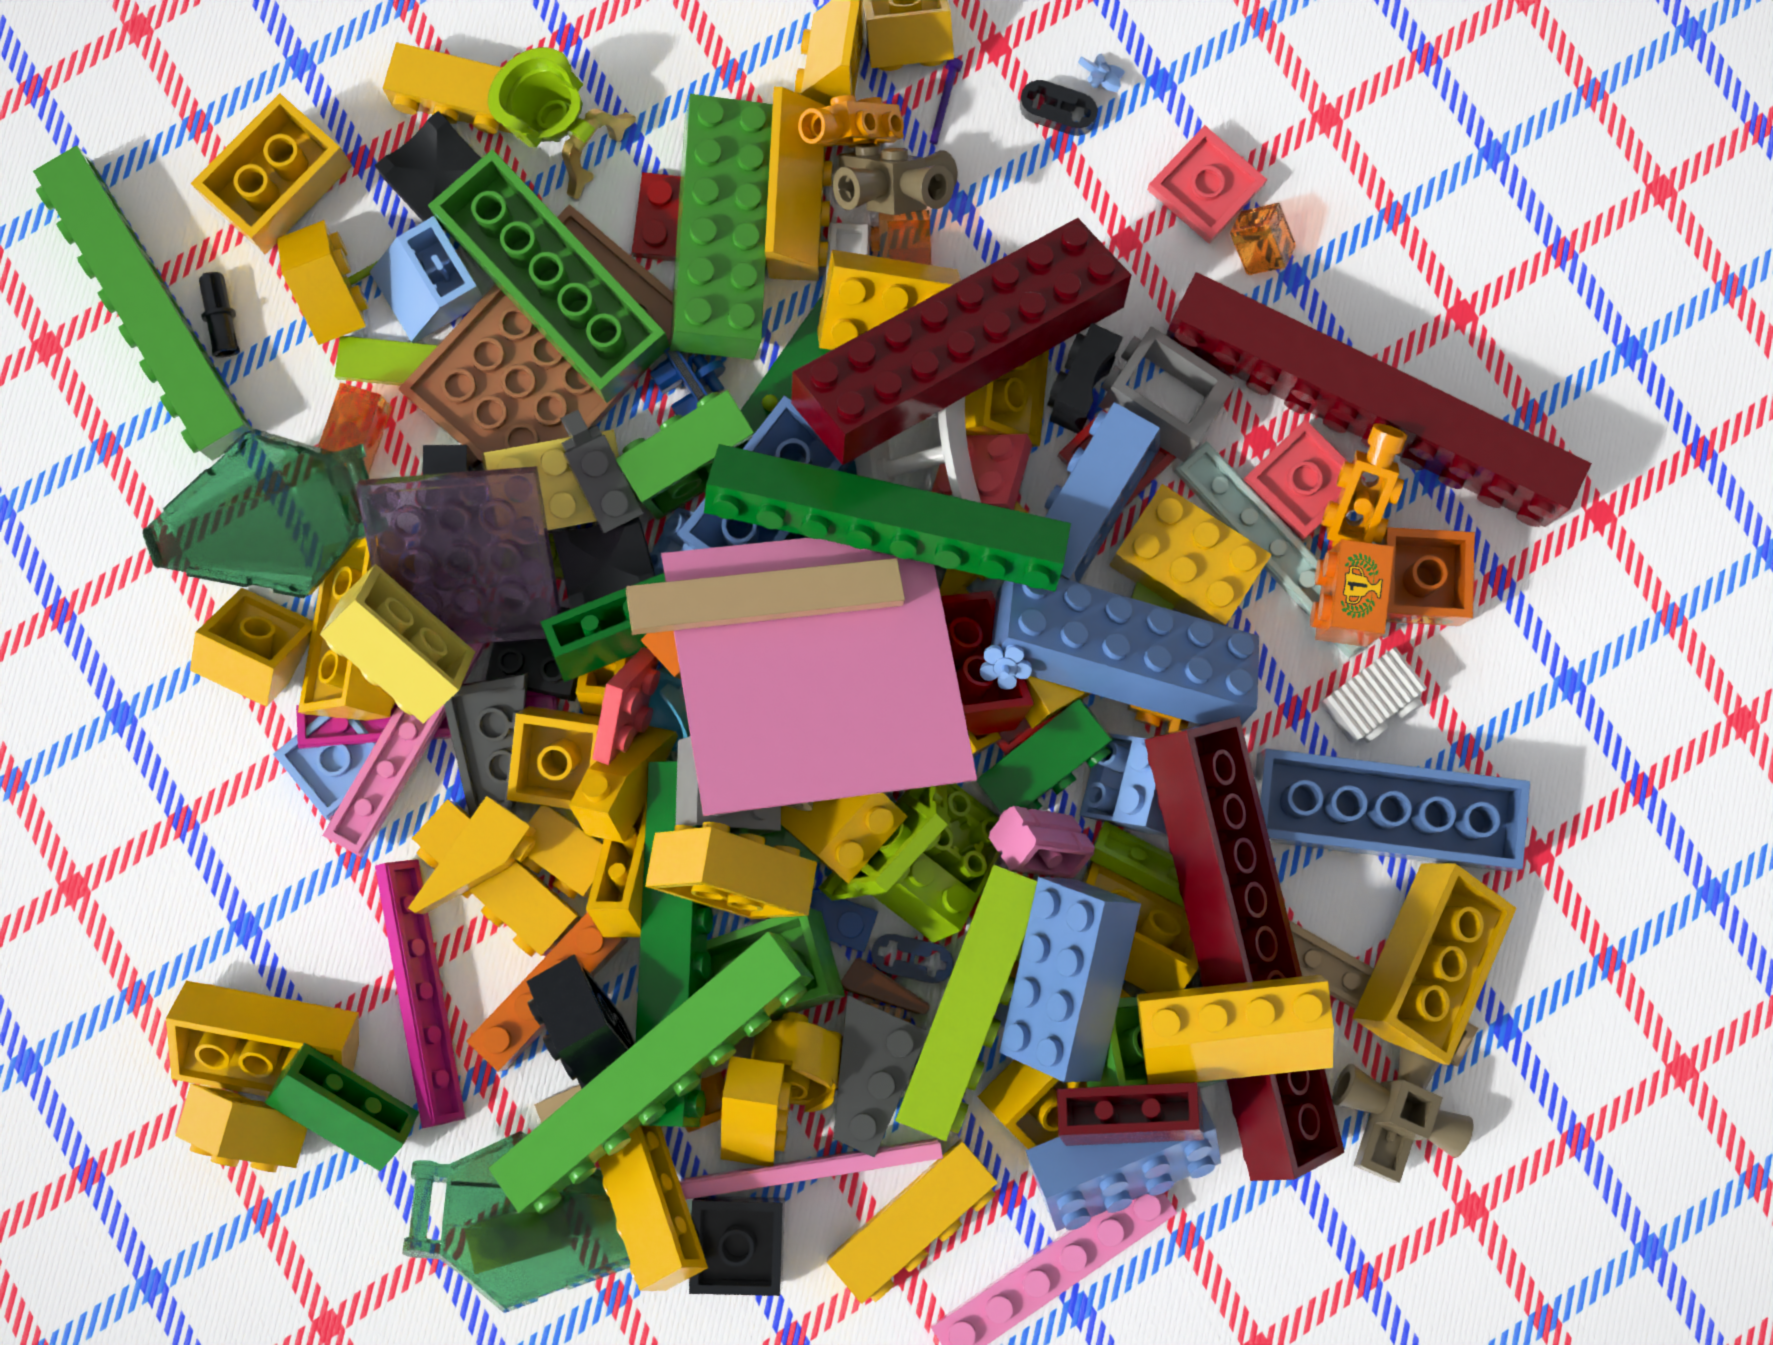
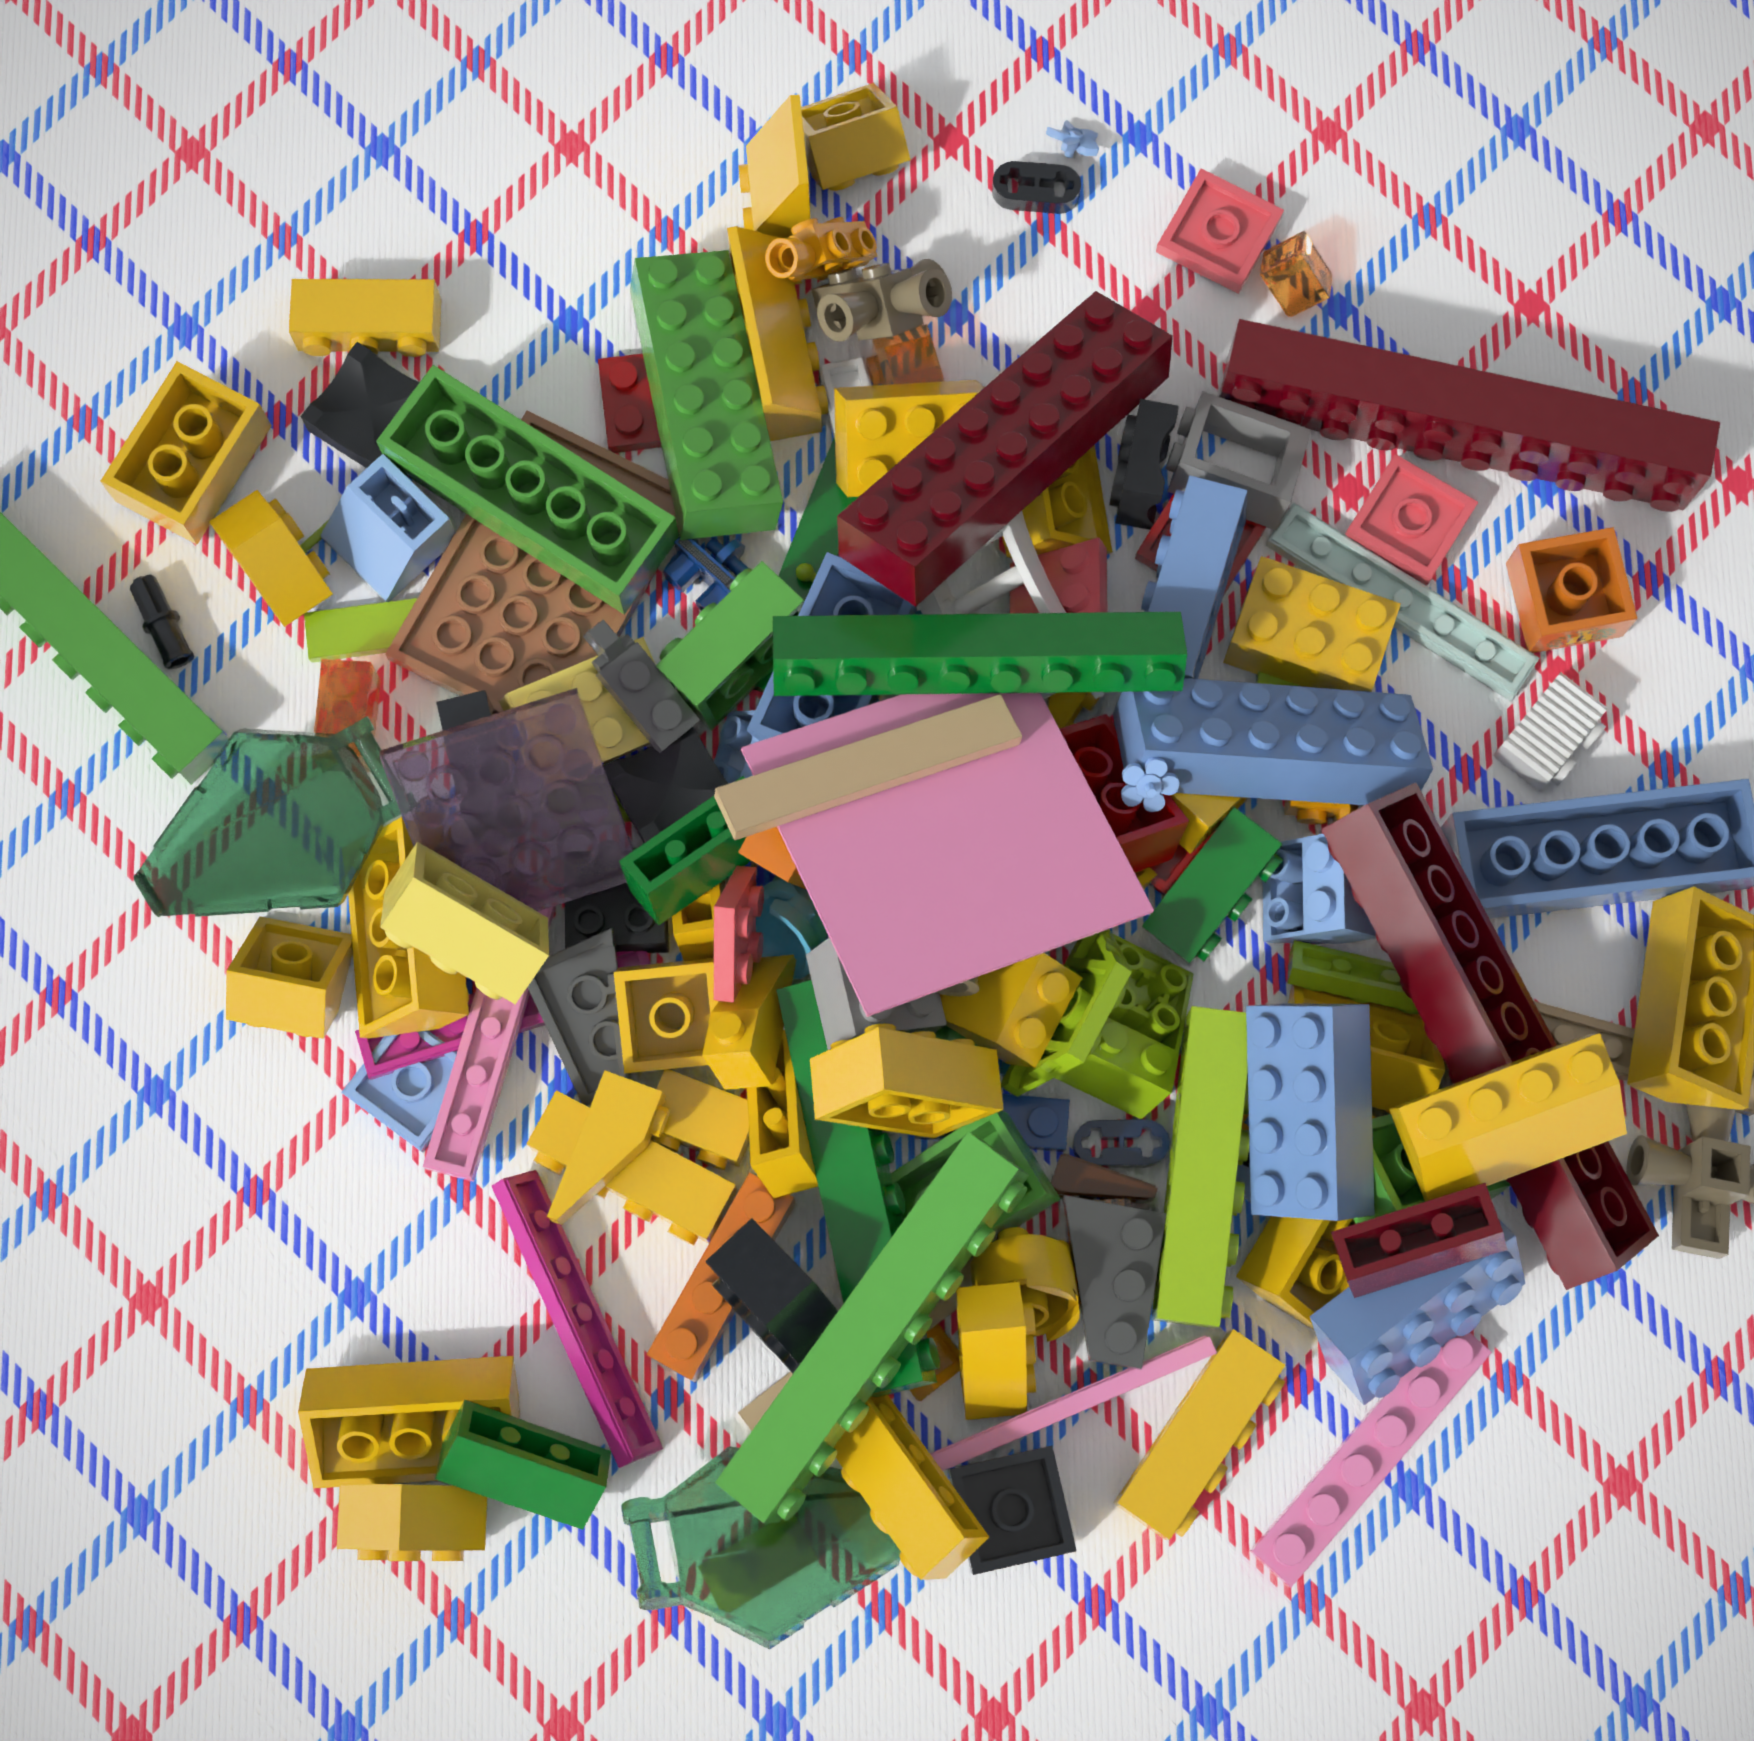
camera: 15 degrees left, 5 degrees down
(541, 102) = (471, 307): lime helmet -> none
(953, 66) = (910, 169): dark purple piece -> none
(1041, 842) = (1233, 974): bright pink brick -> none
(1352, 593) = (1501, 623): orange brick -> none
(1367, 497) = (1485, 519): light orange brick -> none

